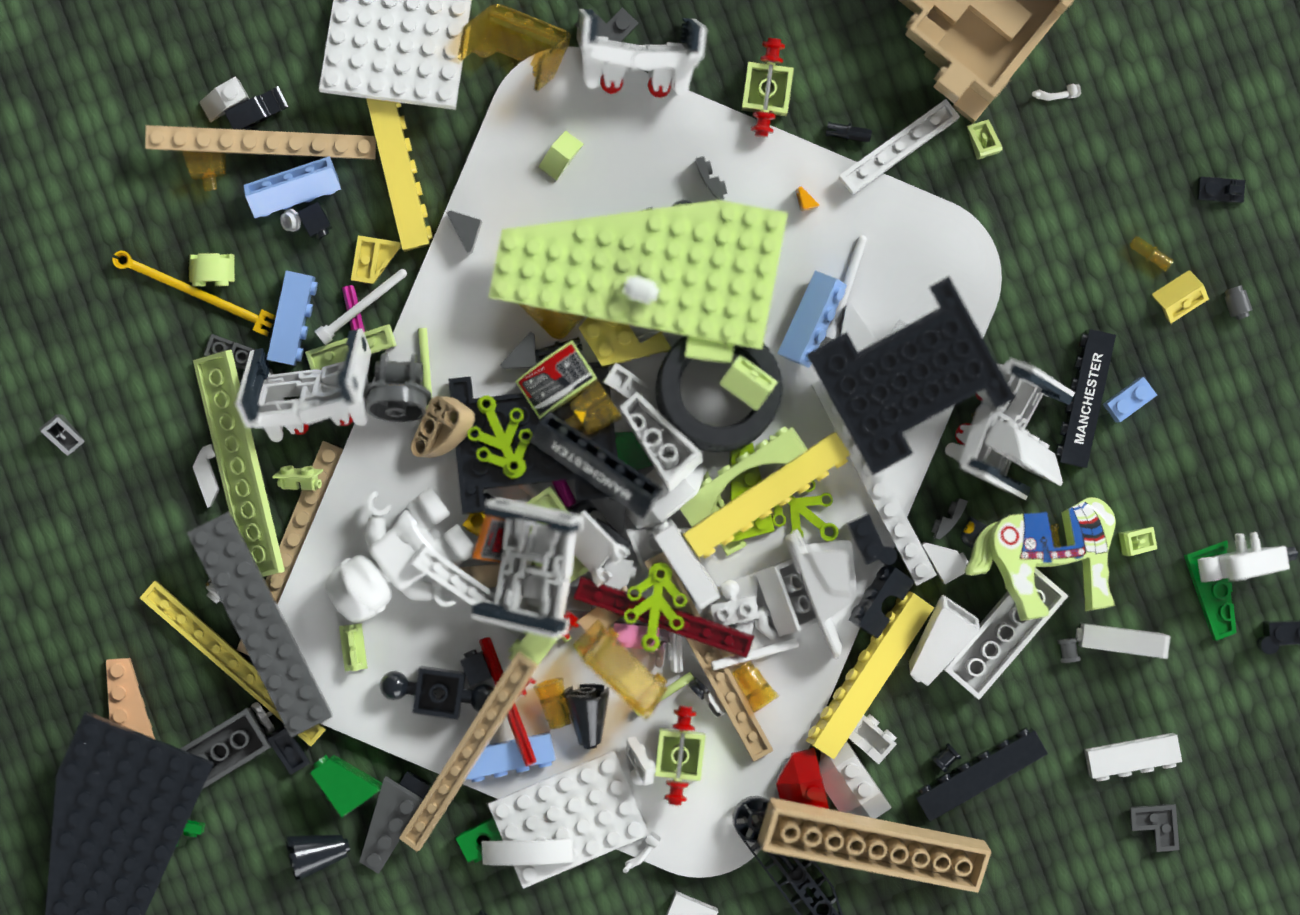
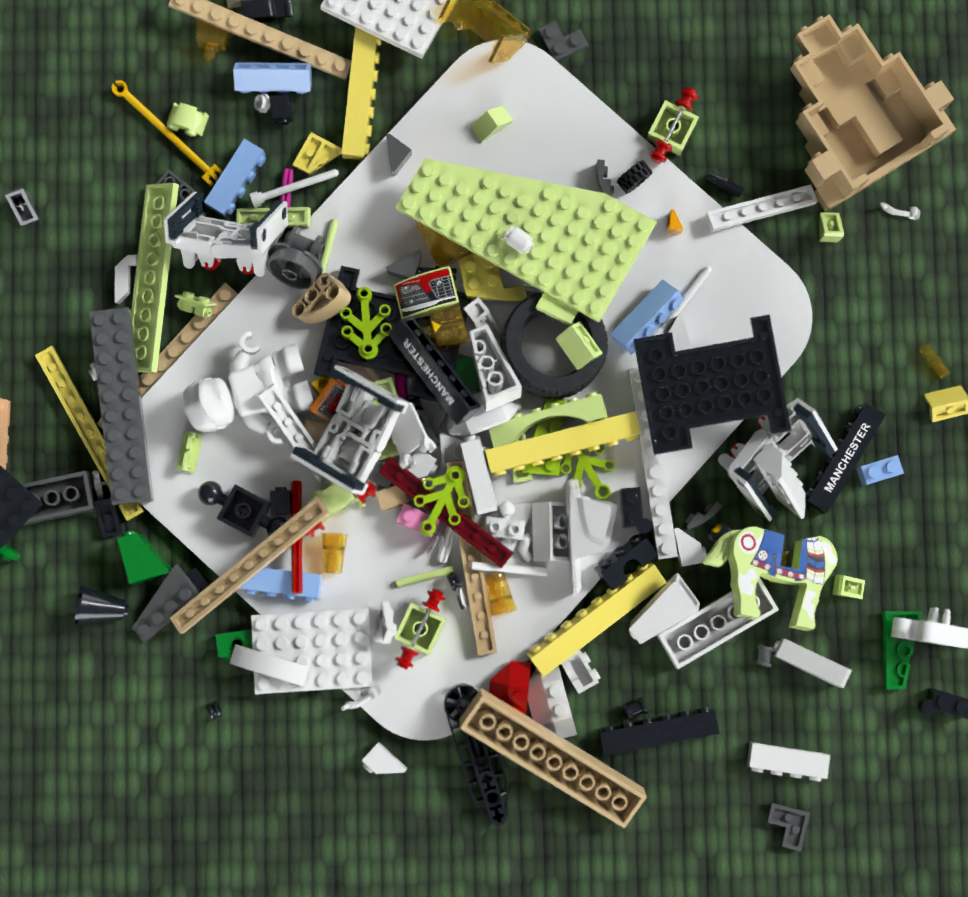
camera: 15 degrees right, 5 degrees down
(588, 712) = (357, 569): black cone -> none
(620, 669) = (397, 541): clear yellow windscreen -> none
(663, 62) = (589, 69): white container -> none
(744, 163) = (634, 176): none -> black tyre

